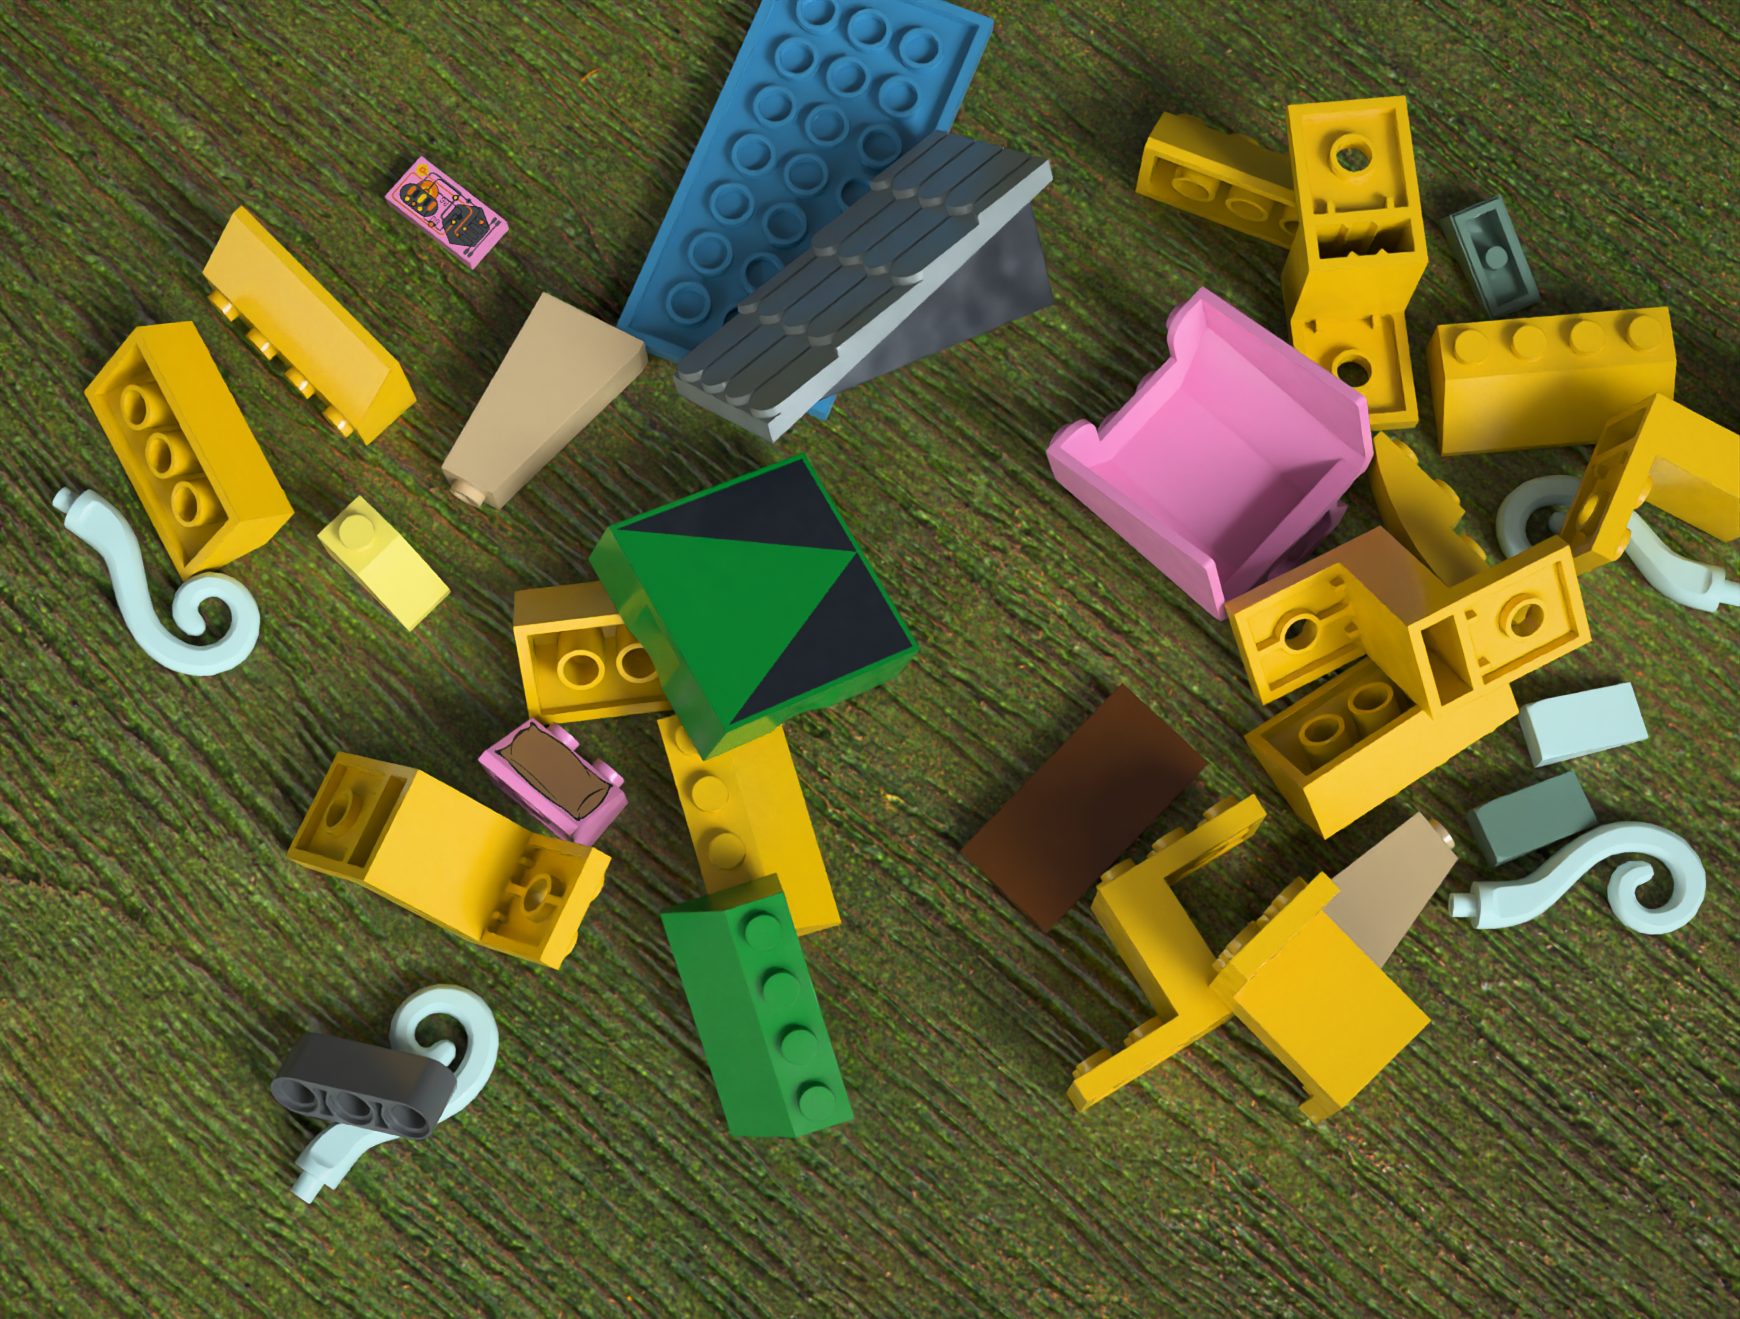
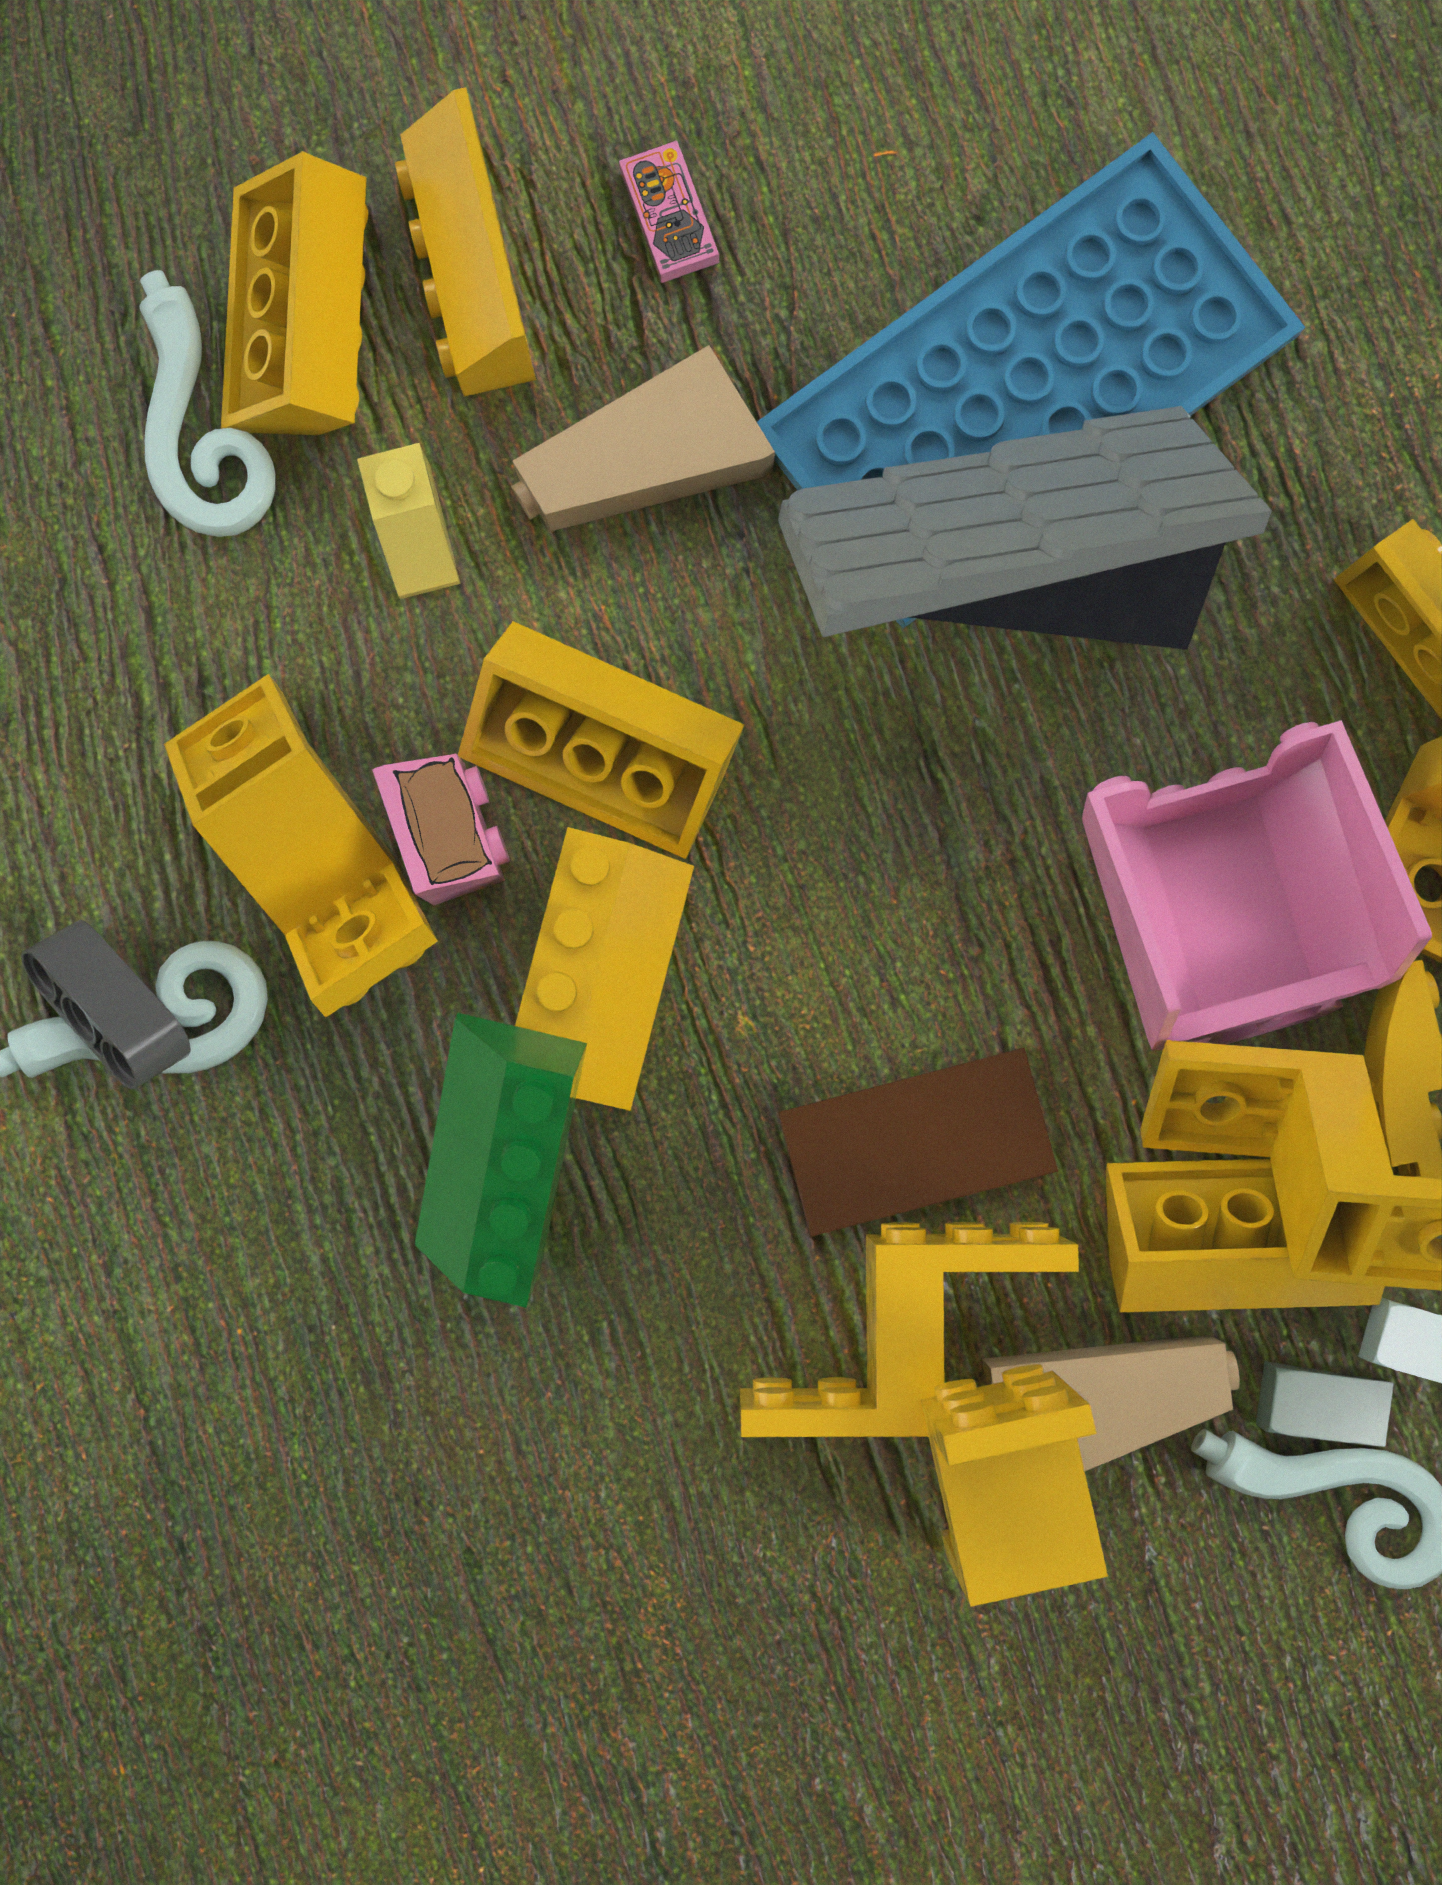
camera: 30 degrees right, 10 degrees up
(752, 604) = (721, 769): green tile -> none

